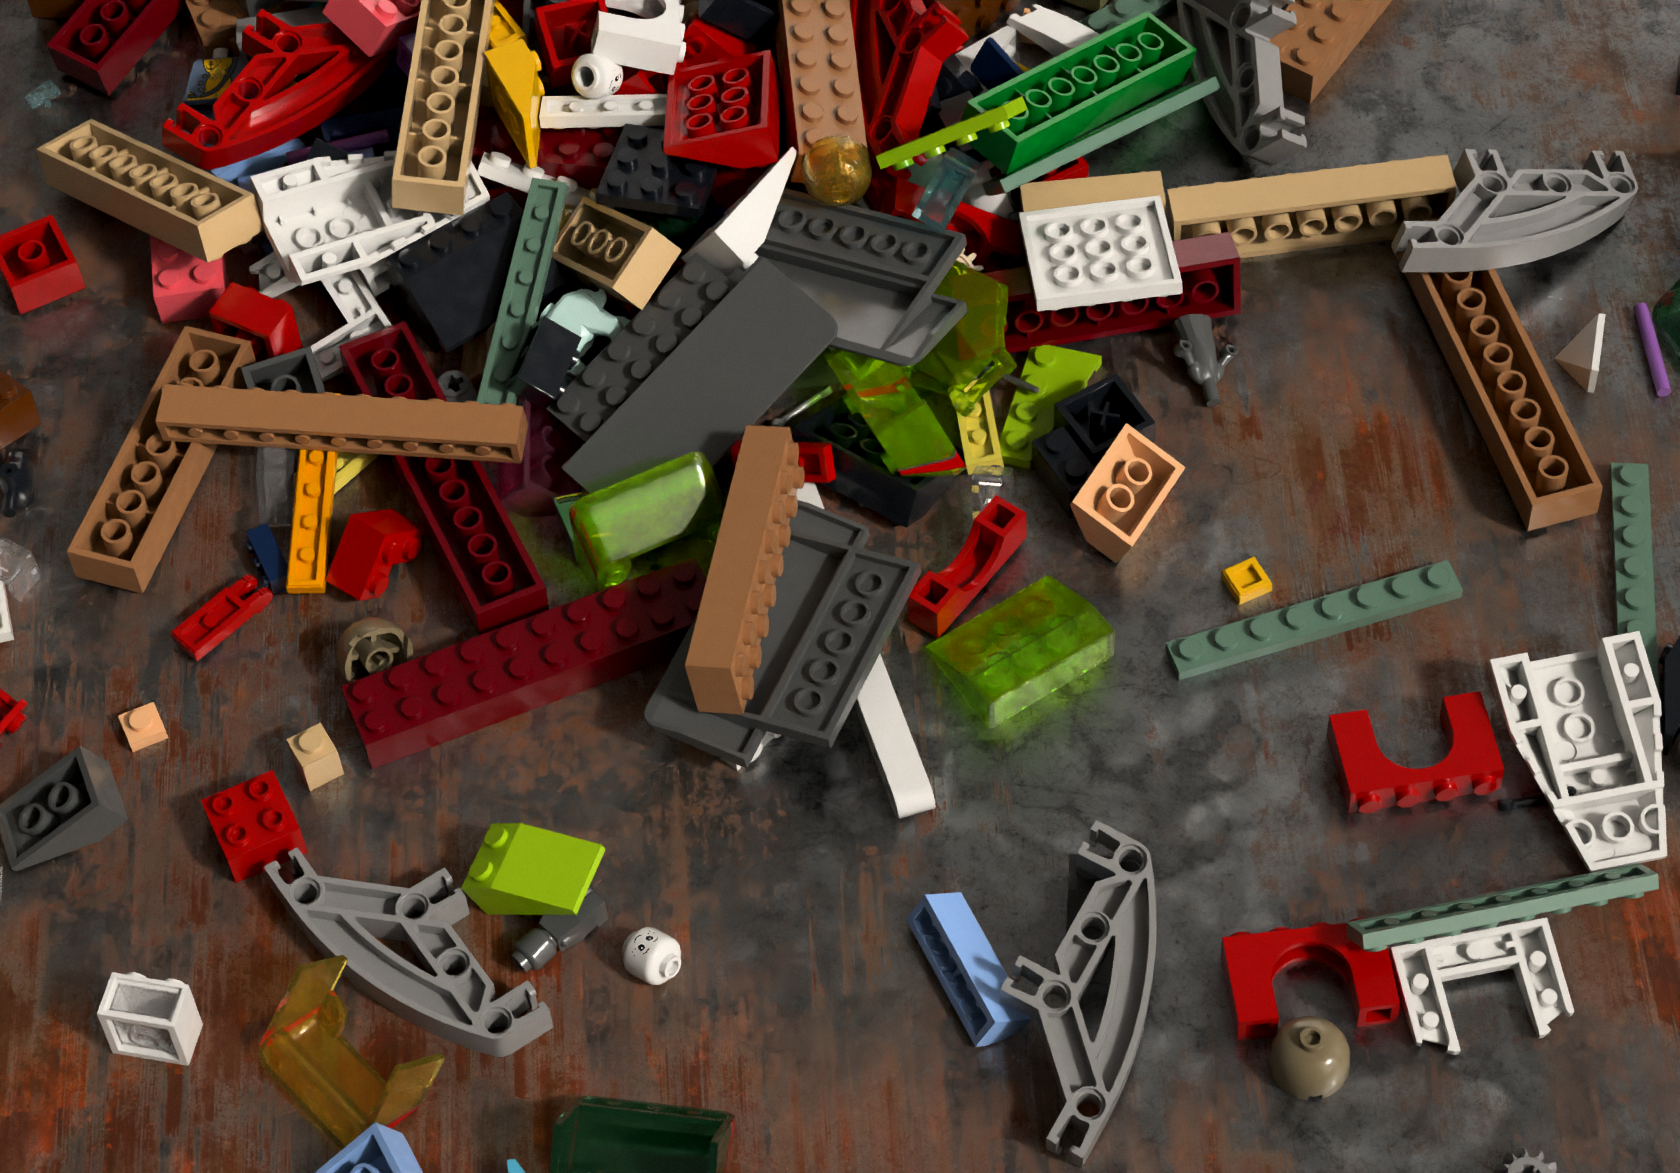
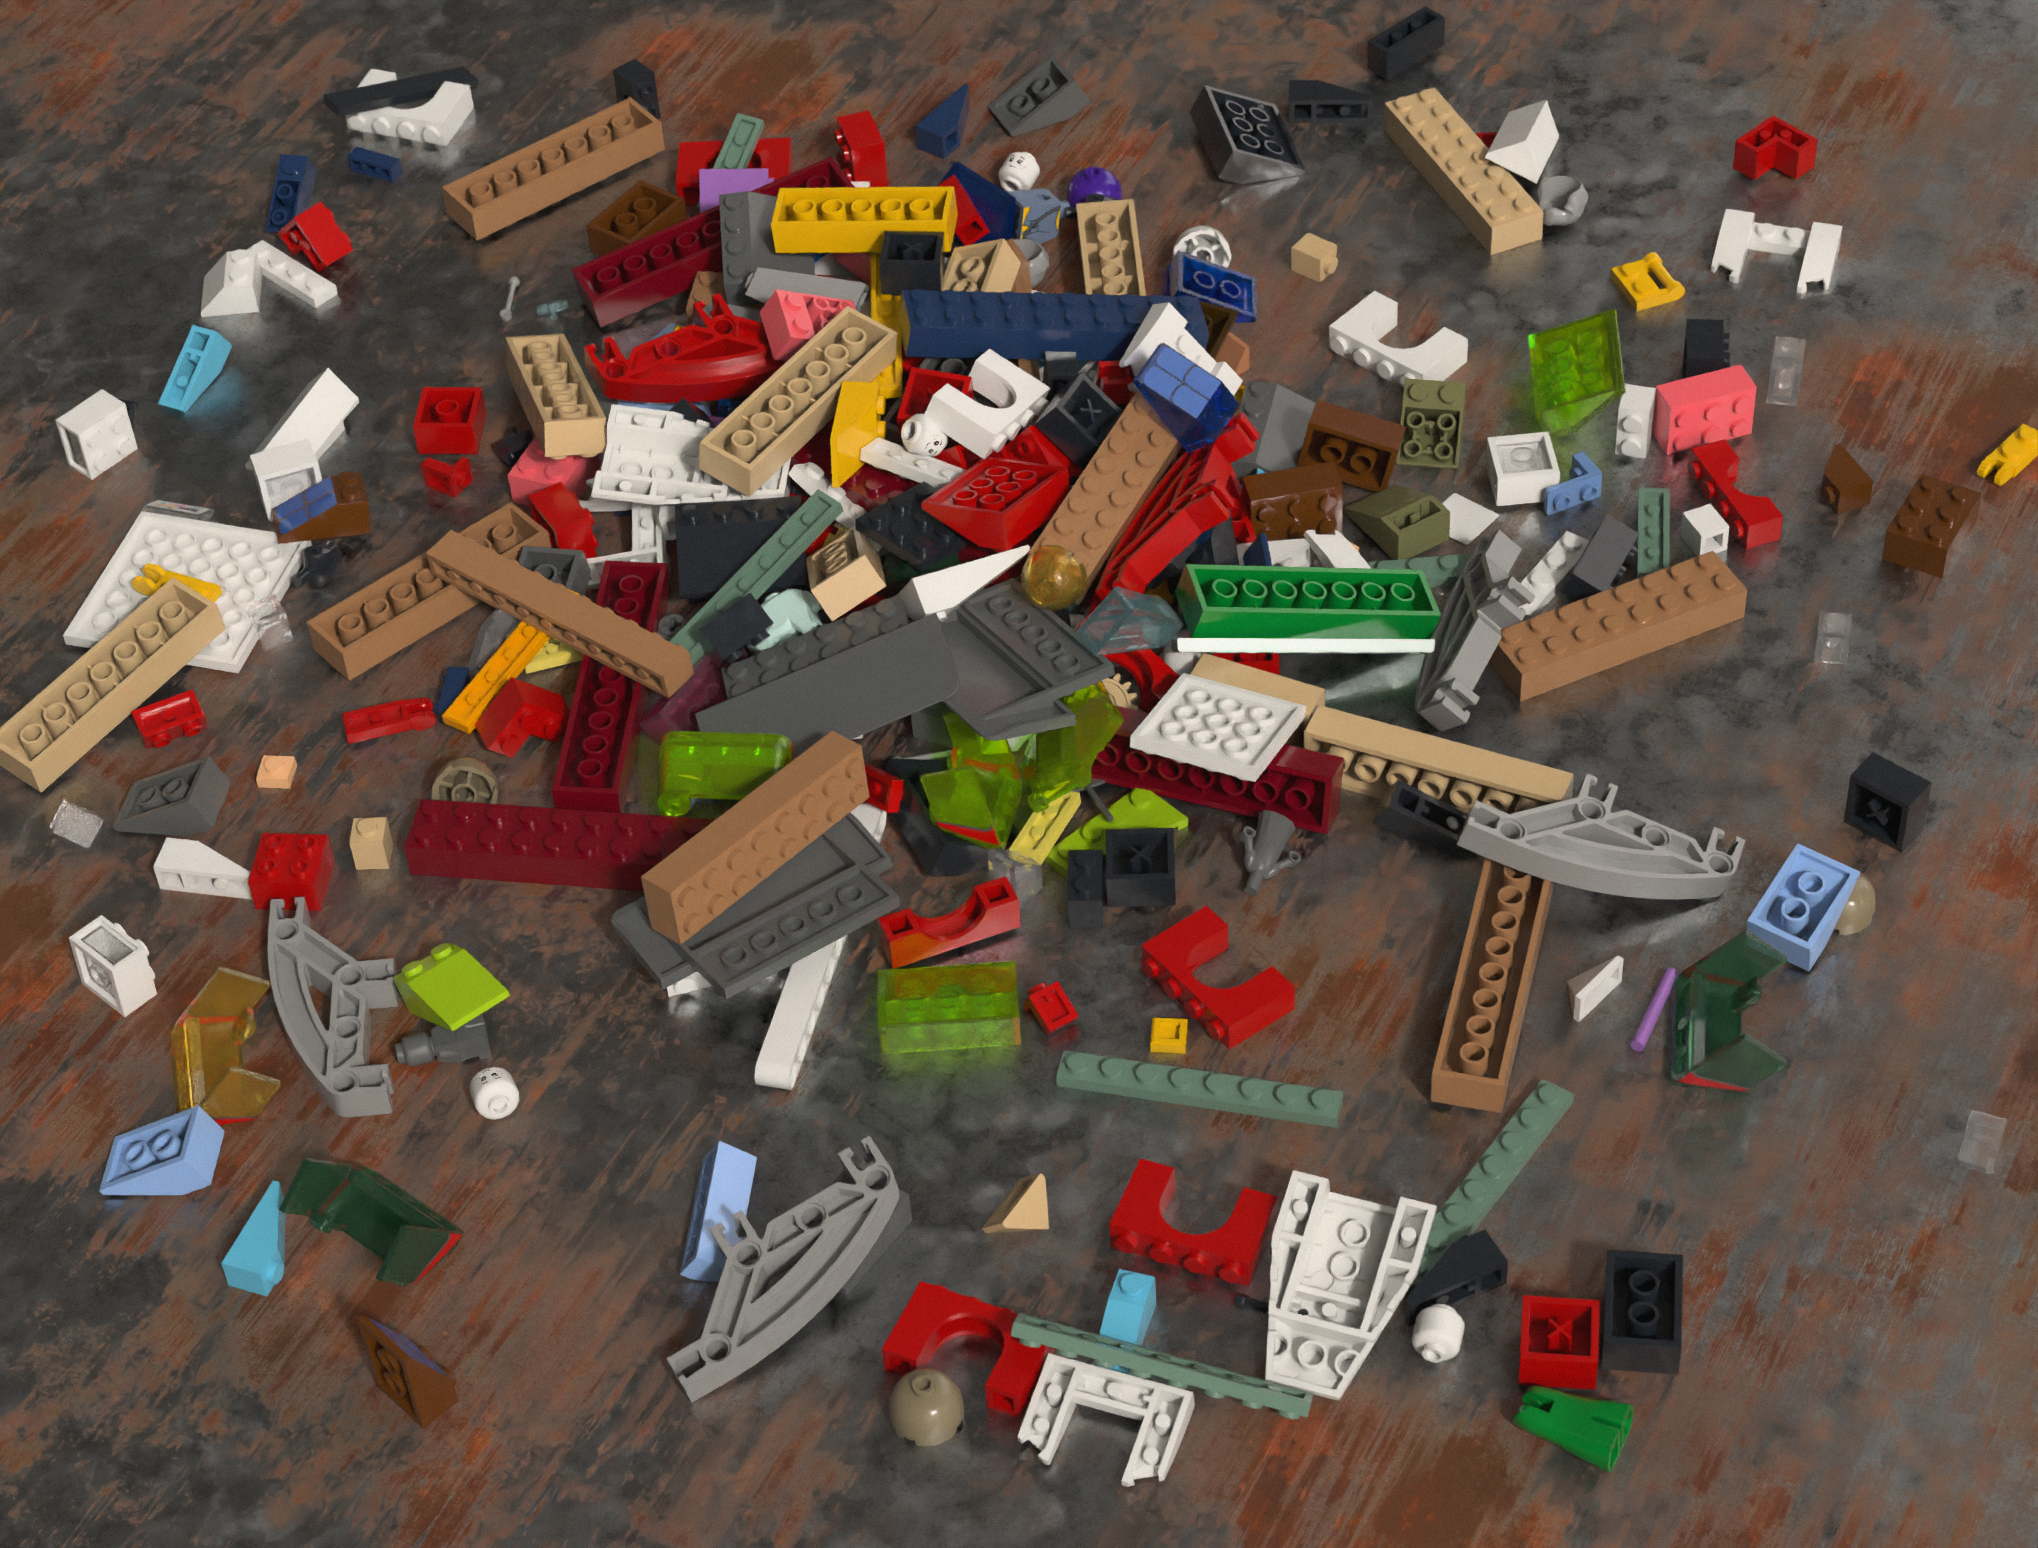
camera: 30 degrees right, 10 degrees down
(76, 329) = (447, 478): none -> red bracket
(126, 263) = (513, 445): none -> black piece
(148, 870) = (196, 868): none -> white slope
(962, 131) = (1154, 580): lime wing -> none
(1122, 604) = (1050, 1006): none -> red bracket
(1124, 492) = (1109, 919): light nougat slope -> none
(1243, 816) = (1022, 1208): none -> tan slope
(1285, 534) = (1229, 1012): none -> red arch
(1322, 257) = (1420, 816): none -> black slope
(1425, 868) = (1129, 1309): none -> medium azure slope

